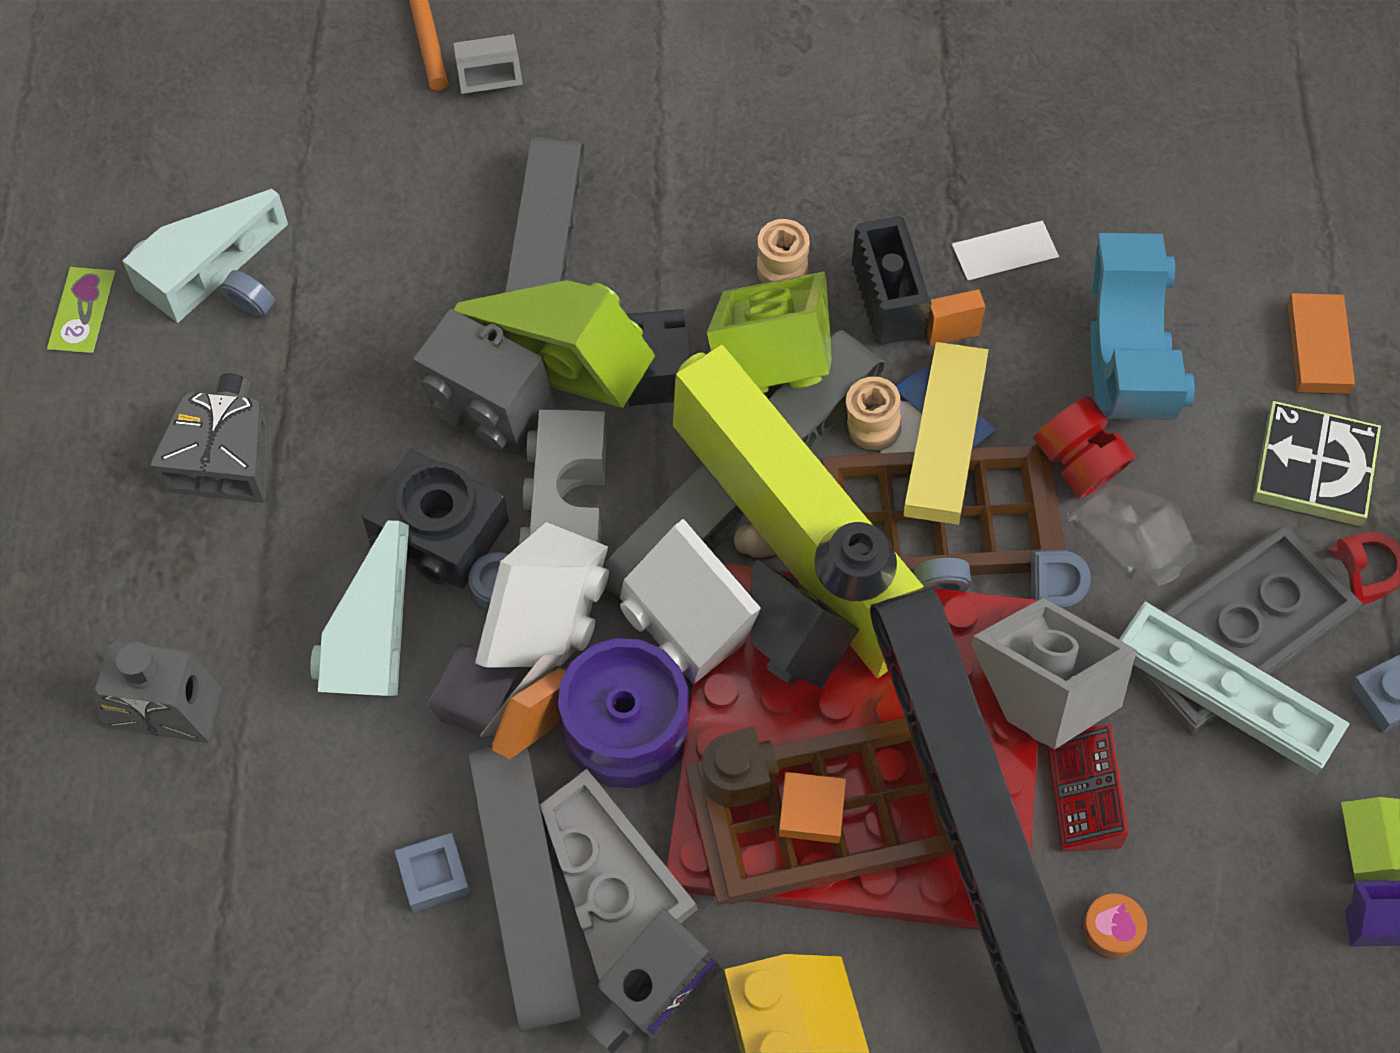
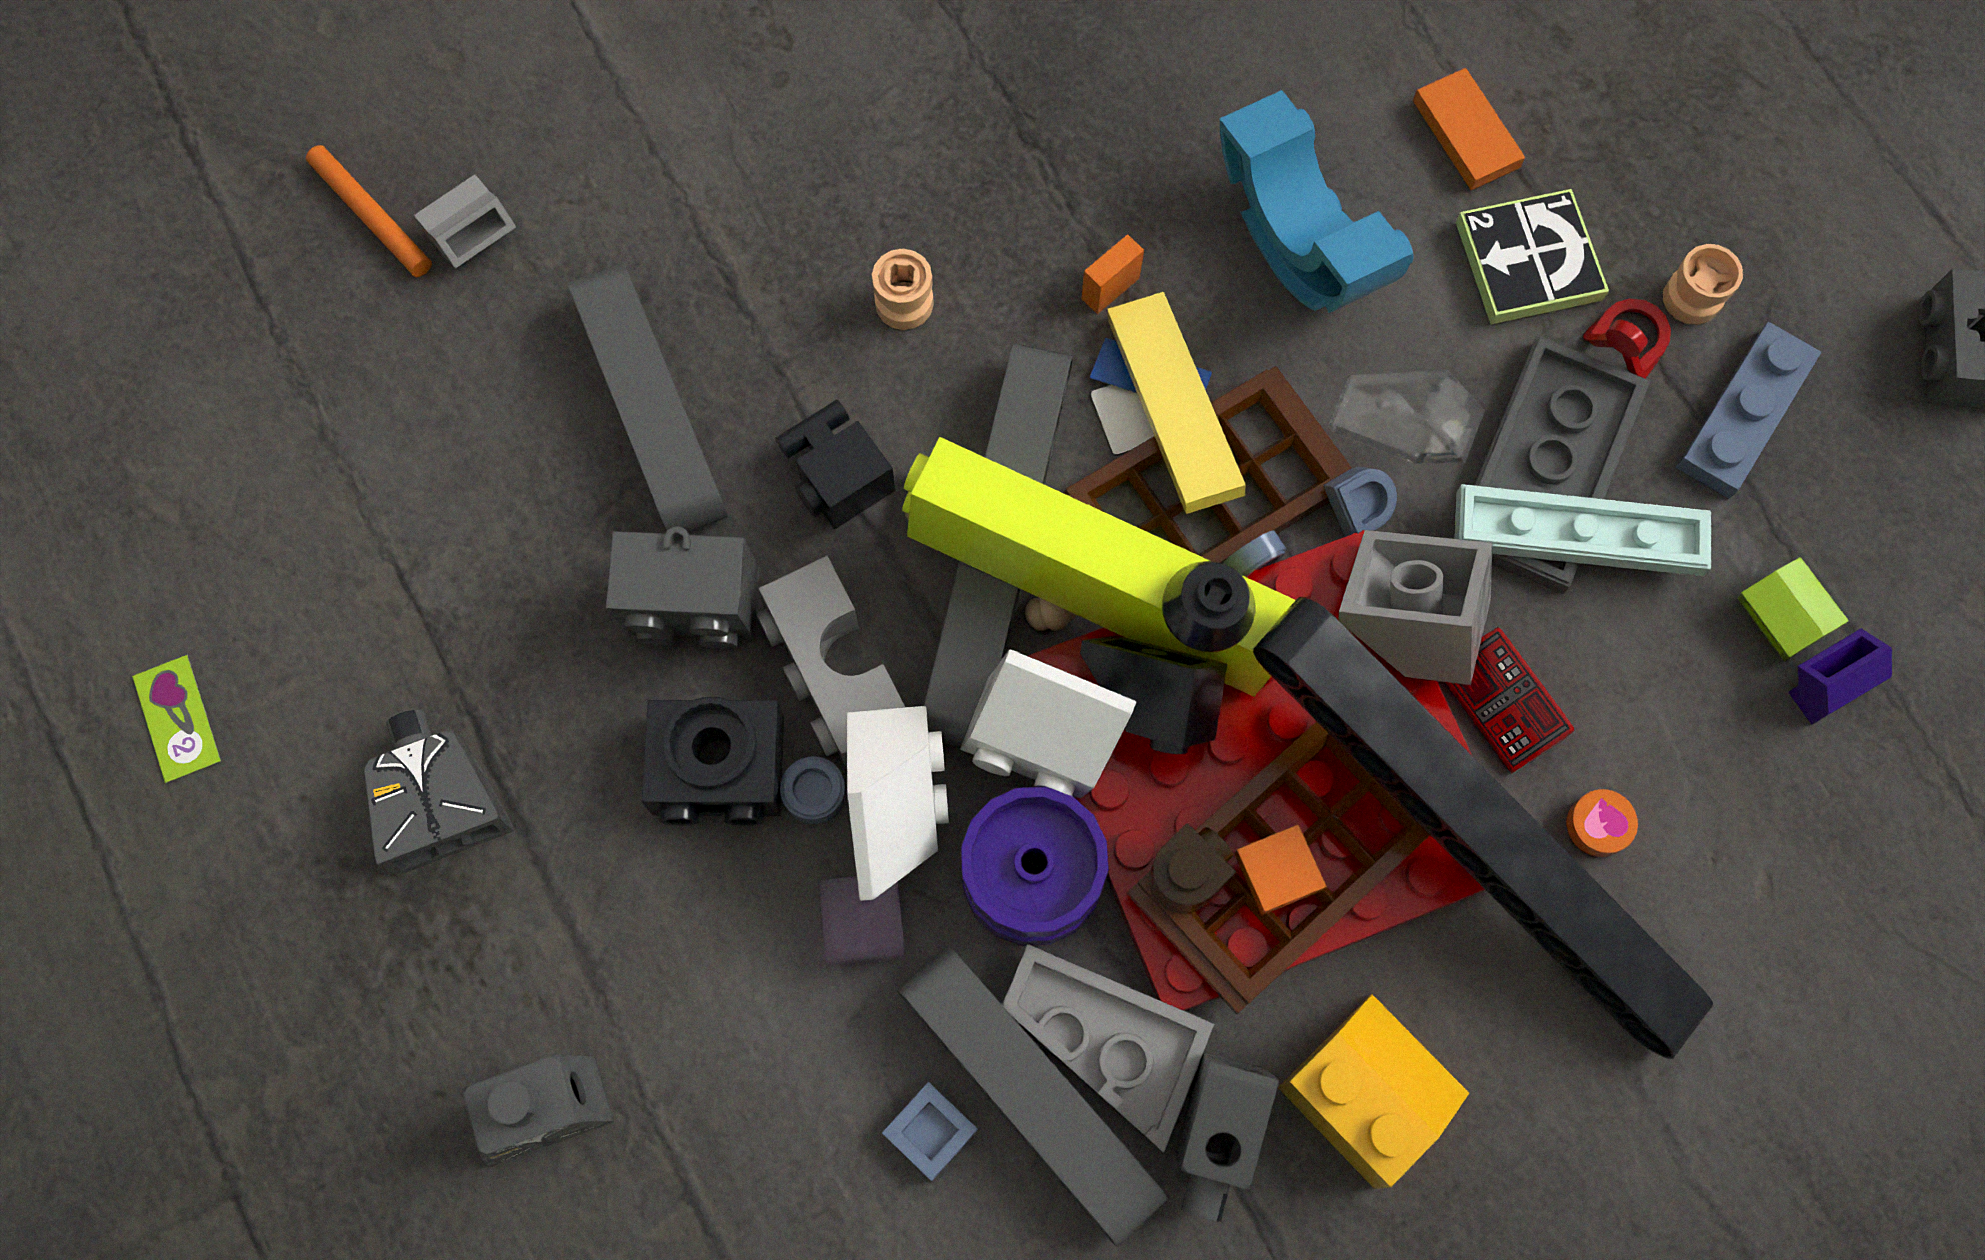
camera: 30 degrees left, 10 degrees up
(196, 254) = (273, 595): light aqua slope -> none
(247, 294) = (358, 612): sand blue tile -> none
(364, 634) = (721, 931): light aqua slope -> none
(529, 715) = (946, 920): orange tile -> none
(540, 669) = (920, 904): white sticker -> none
(578, 333) = (752, 489): lime slope -> none
(776, 330) = (951, 379): lime slope -> none
(873, 413) = (1092, 432): light nougat wheel -> none
(890, 280) = (1031, 265): black brick -> none
(1005, 250) = (1114, 174): white sticker -> none
(1084, 447) = (1320, 353): red wheel -> none

